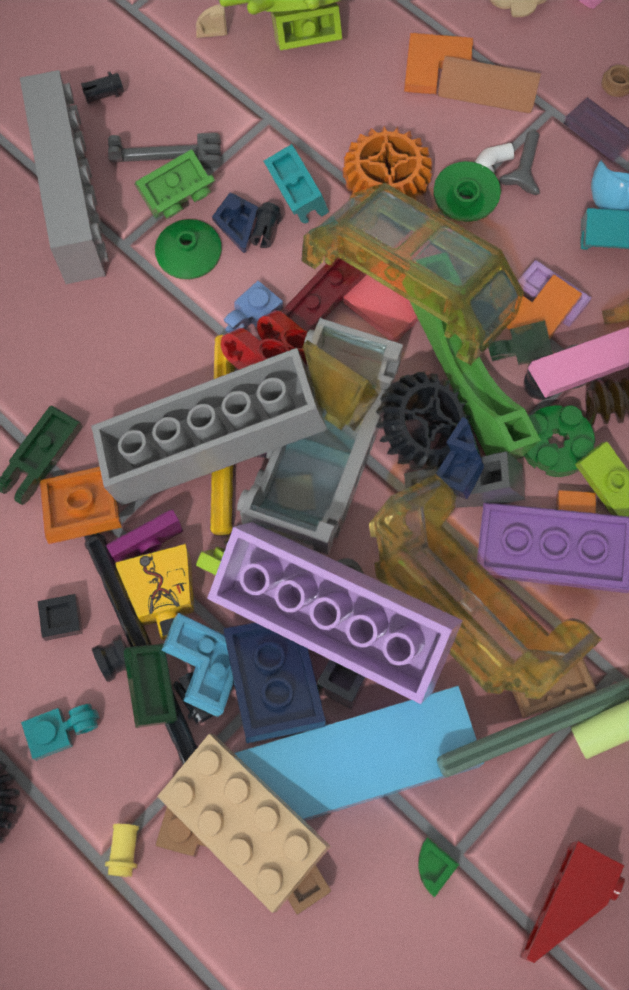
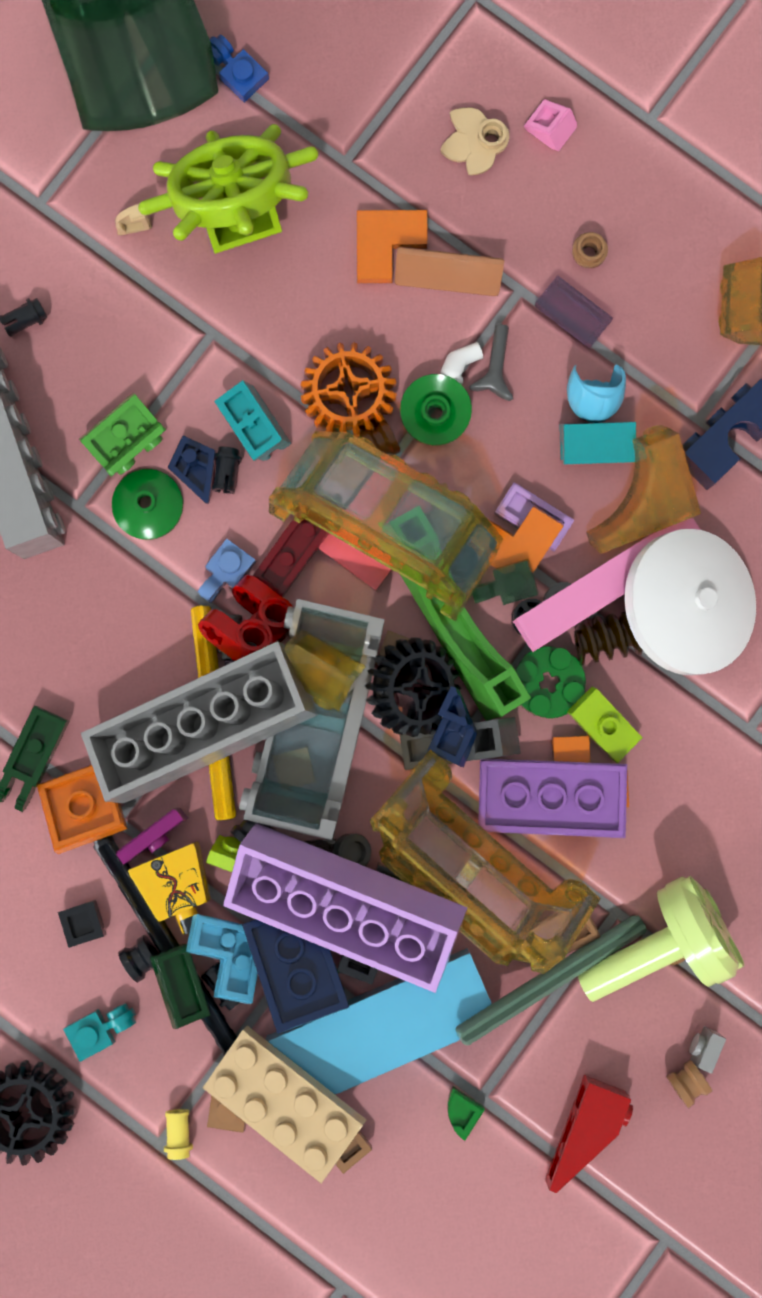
camera: 10 degrees left, 15 degrees up
(206, 150) = (142, 385): dark grey hinge -> none

